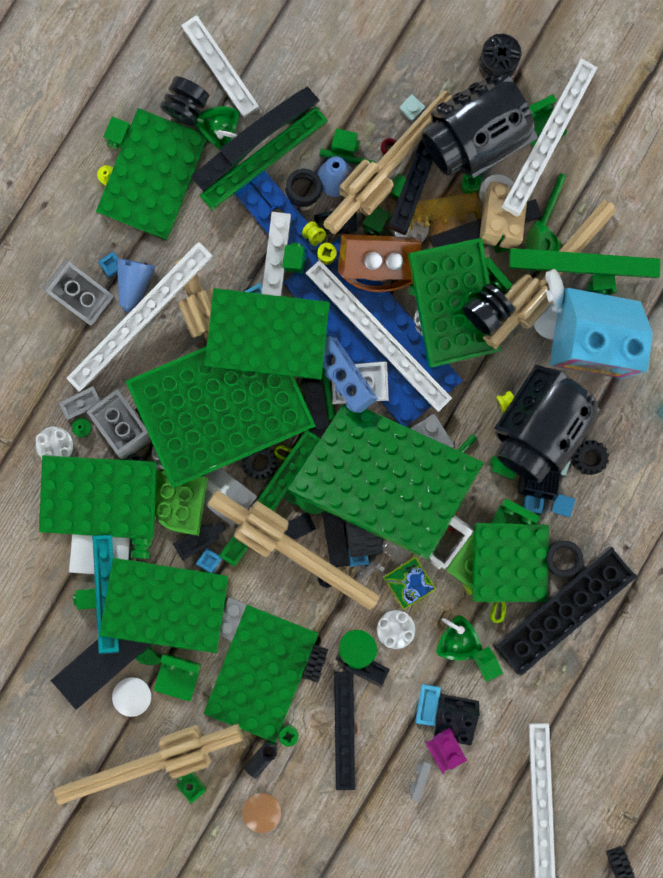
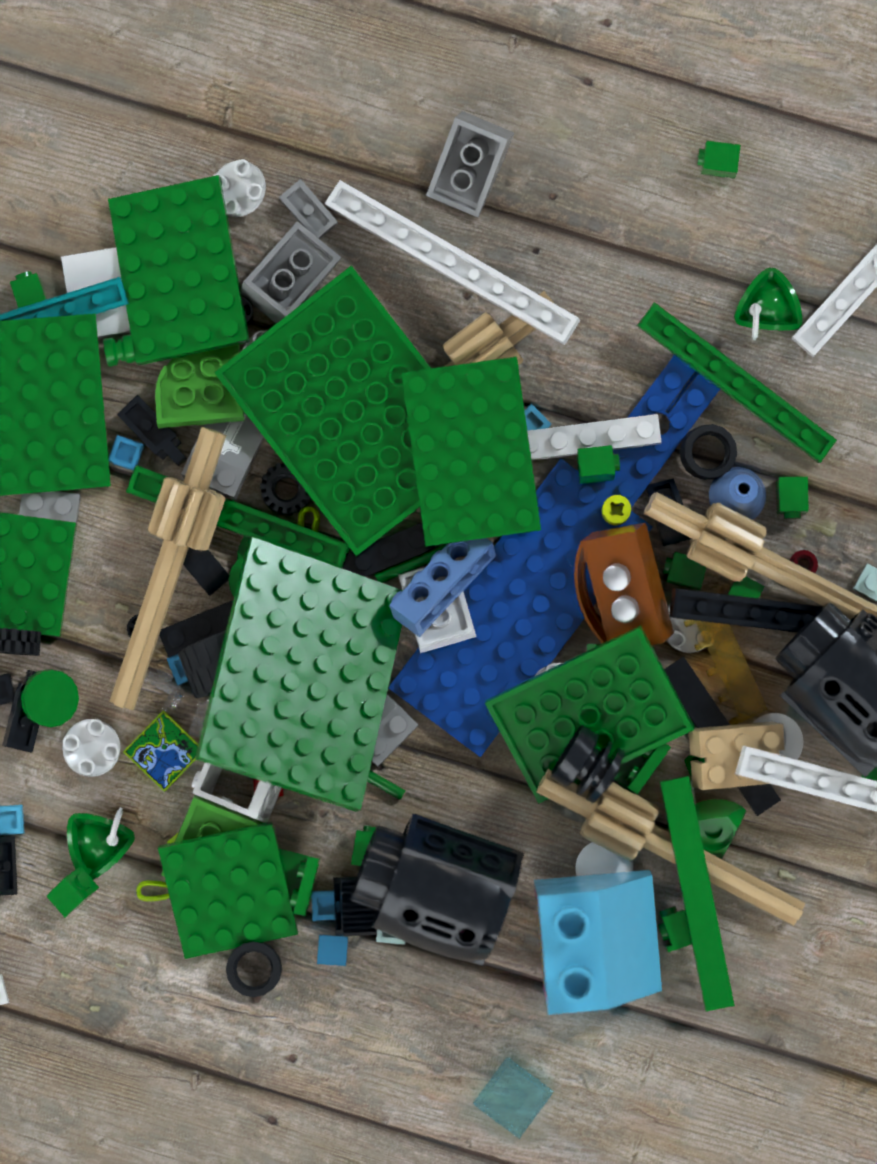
camera: 80 degrees right, 0 degrees up
(84, 431) = (275, 227): green tile -> none
(104, 173) = (652, 166): neon yellow tile -> none
(109, 264) = (523, 201): dark azure tile -> none
(132, 282) = (503, 239): medium blue cone -> none
(152, 174) = (672, 226): green plate -> none
(184, 100) = (790, 245): black wheel -> none
(248, 139) = (759, 356): black slope -> none
(313, 233) = (642, 483): neon yellow wheel -> none
(347, 158) = (771, 506): green bar -> none
(378, 336) = (513, 616): white plate -> none
(469, 186) = (773, 700): green wheel -> none
(504, 401) = (465, 824): neon yellow wheel -> none
(552, 199) = (786, 826): green bar -> none
(556, 287) = (645, 857): white dish -> none
(564, 611) = (178, 988): black tile -> none
(601, 461) = (395, 979): black tyre -> none

